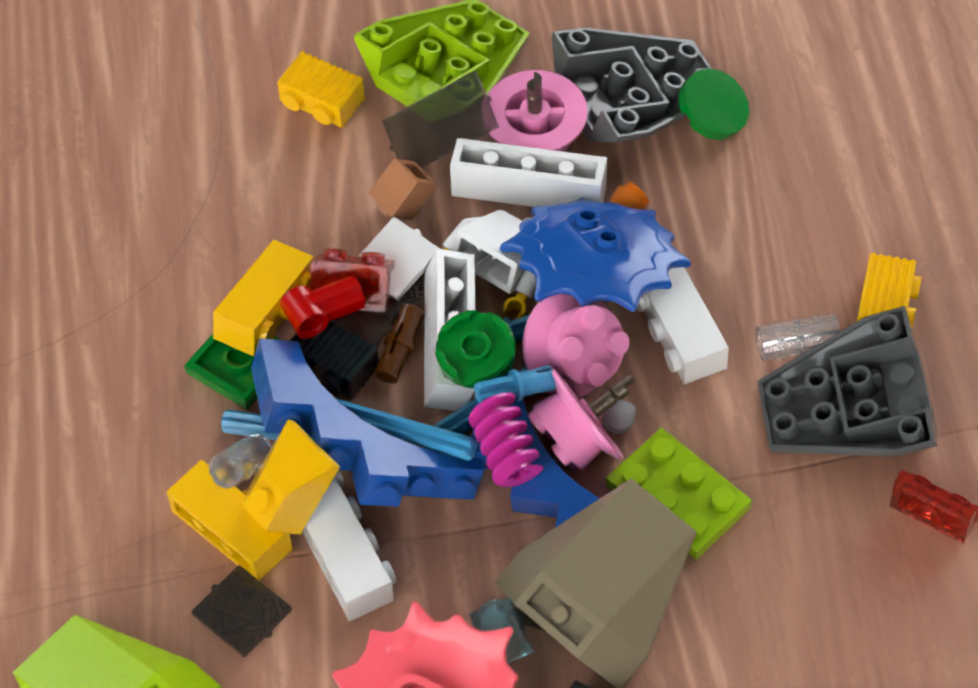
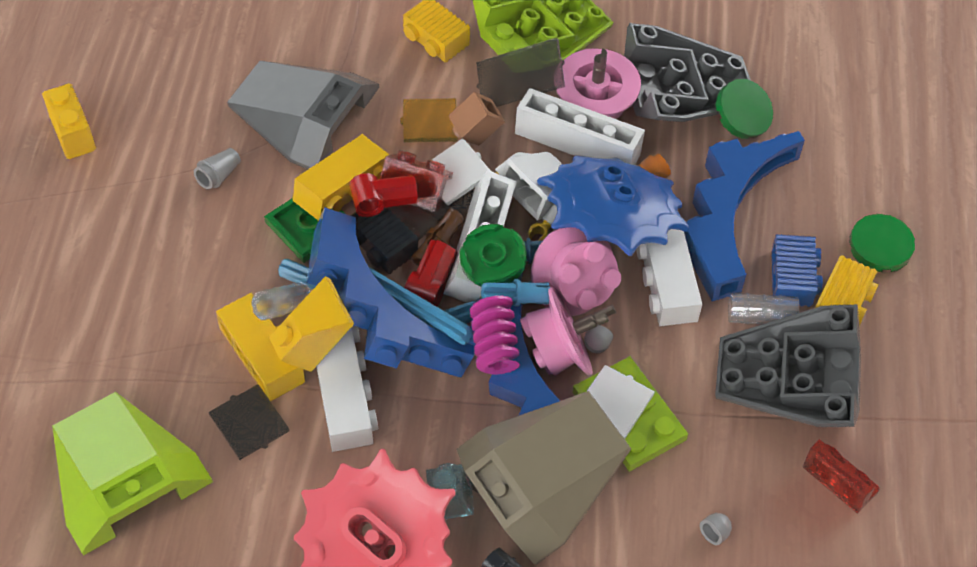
camera: 10 degrees right, 0 degrees up
(107, 323) = (215, 169): none -> light grey cone
(185, 224) = (299, 107): none -> wedge
(343, 203) = (428, 120): none -> clear yellow piece
(405, 384) = (432, 272): none -> red piece
(665, 476) = (620, 398): none -> white piece
(711, 219) = (716, 199): none -> blue arch
(811, 598) = (716, 528): none -> light grey hinge
(822, 279) = (795, 268): none -> blue brick
(912, 226) = (882, 242): none -> green tile

